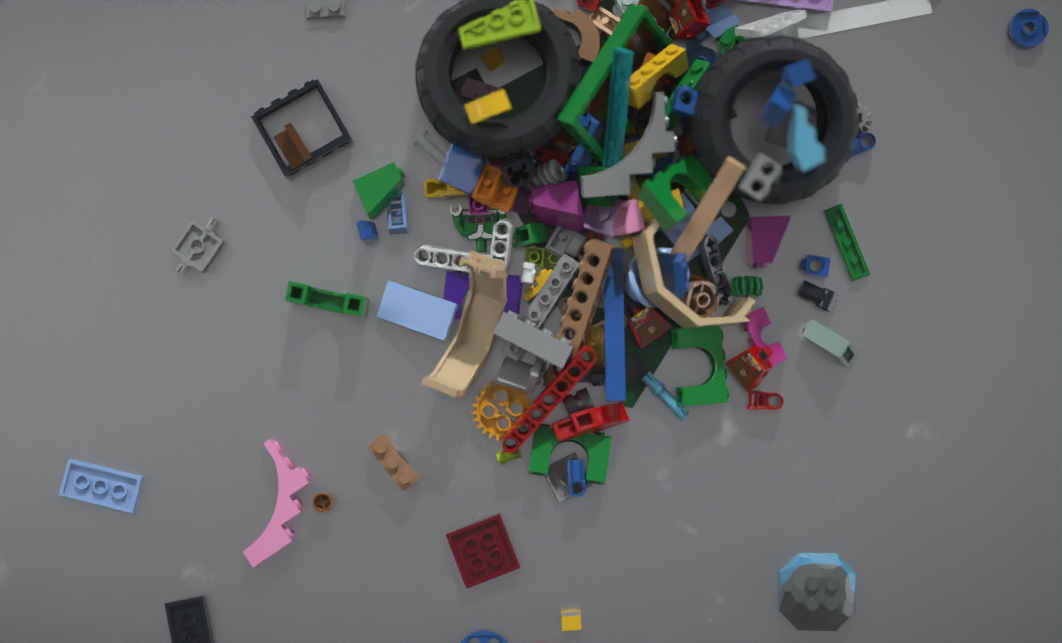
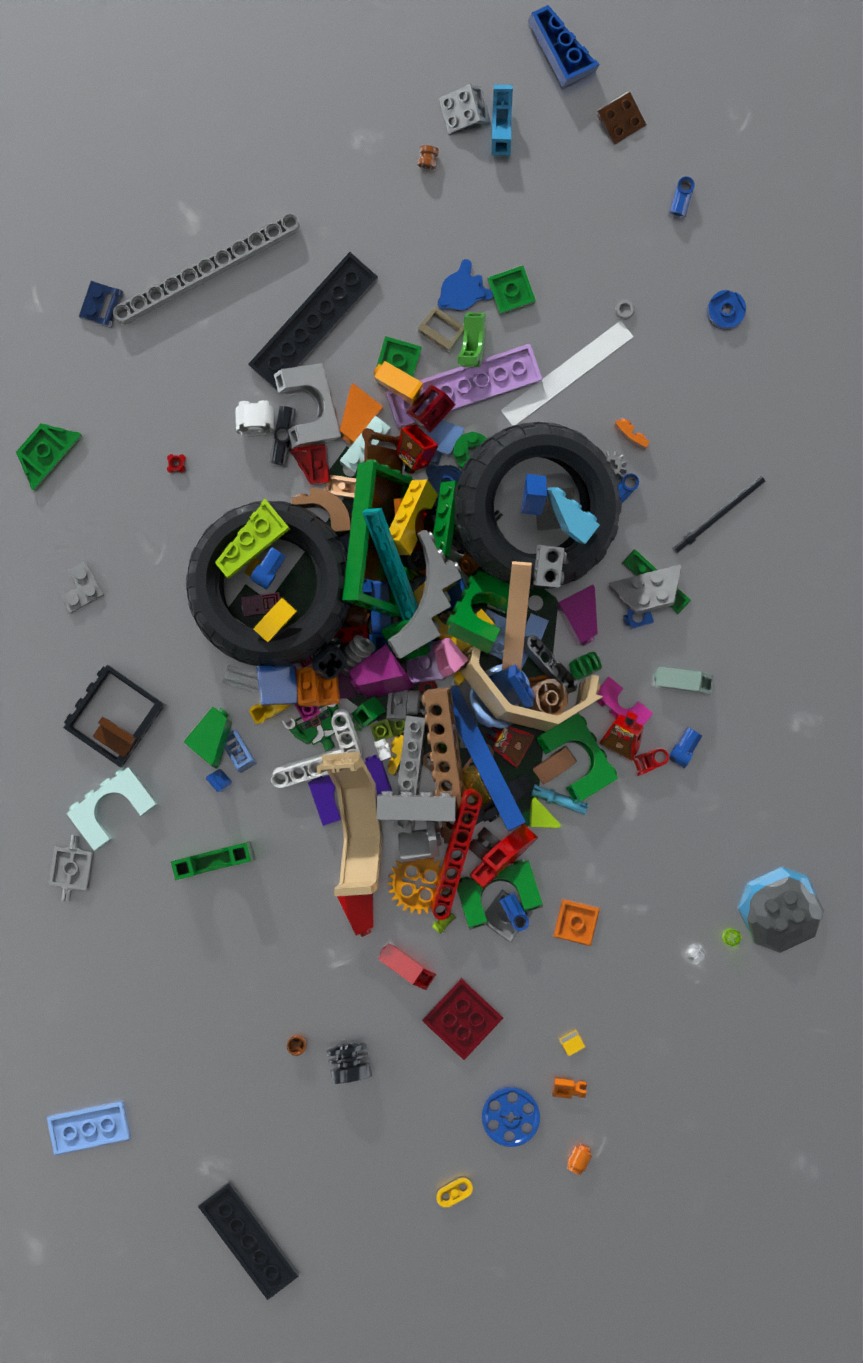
camera: 25 degrees left, 0 degrees up
(234, 202) = (85, 813): none -> light aqua arch
(276, 534) = (268, 1094): bright pink arch -> none
(362, 540) = (349, 1063): none -> black wheel
(393, 462) = (342, 978): medium nougat arch -> none
(417, 310) = (298, 830): light blue tile -> none
(436, 409) = (359, 912): none -> red slope
(455, 479) = (406, 966): none -> slope
(499, 60) = (265, 572): none -> blue piece
(627, 514) = (576, 922): none -> orange tile
(641, 403) = (540, 816): none -> lime slope
(676, 363) = (554, 765): none -> nougat slope
(678, 107) = (448, 536): blue brick -> none
(721, 593) = (695, 953): none -> clear piece
(764, 599) = (737, 939): none -> clear neon green bush
(770, 25) = (493, 419): white wing -> none
(798, 73) = (538, 458): blue brick -> none
(798, 406) = (684, 749): none -> blue piece
(822, 297) = (656, 642): black piece -> none
(837, 246) = (649, 590): none -> light grey wing
(885, 91) = (625, 429): none -> orange slope
(897, 217) = (690, 537): none -> black bar

